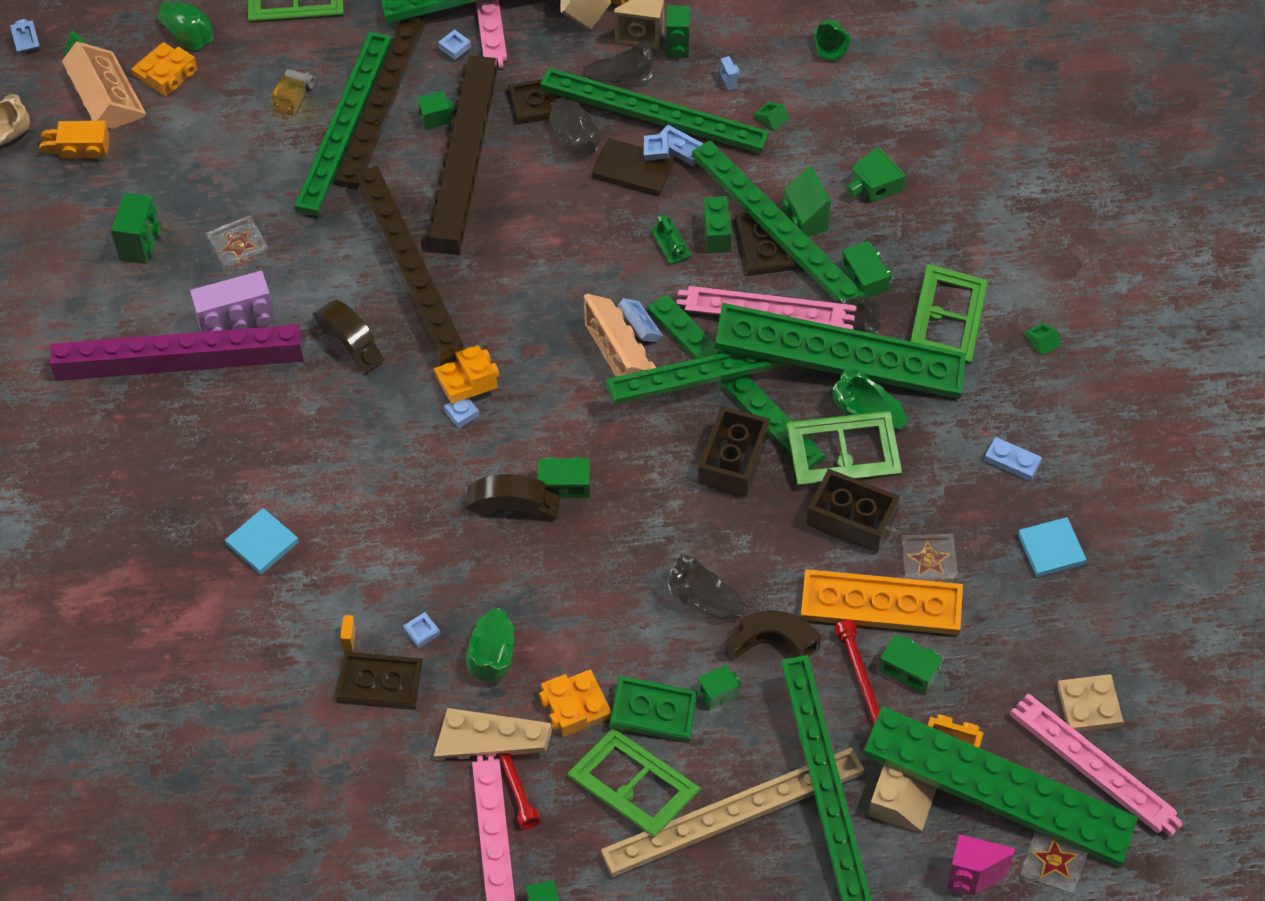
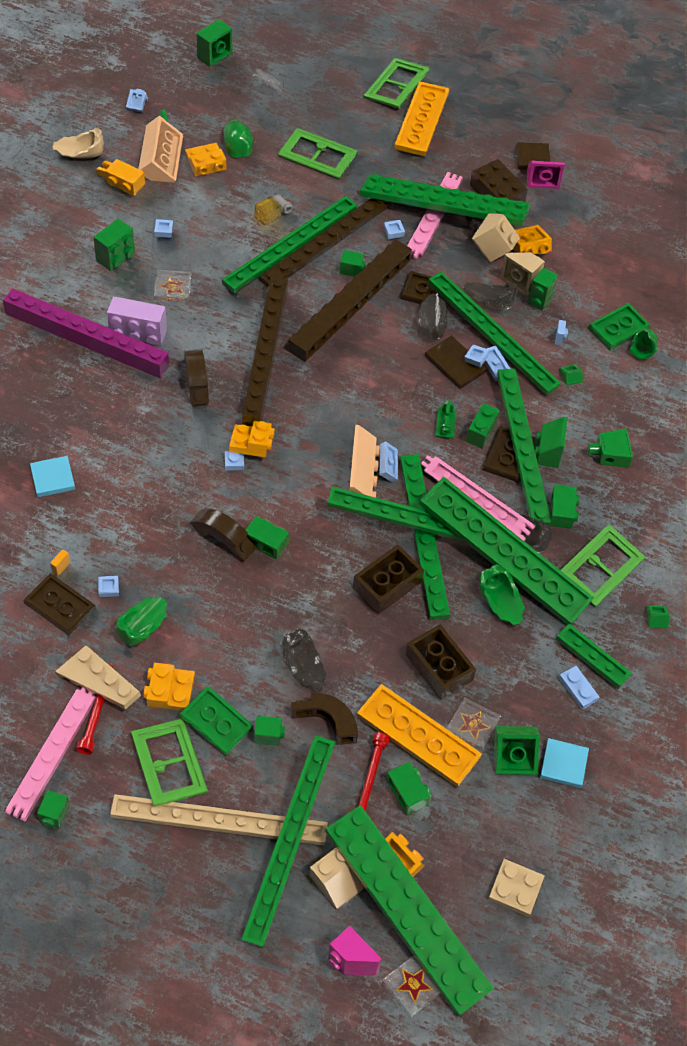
camera: 25 degrees right, 0 degrees up
(177, 179) = (163, 228): none -> light blue plate
(787, 33) = (618, 326): none -> green tile
(878, 419) = (458, 632): bright green door -> none
(995, 560) = (516, 750): none -> green slope
(1006, 416) = (593, 656): none -> green plate
(1096, 766) = (490, 936): bright pink hinge -> none

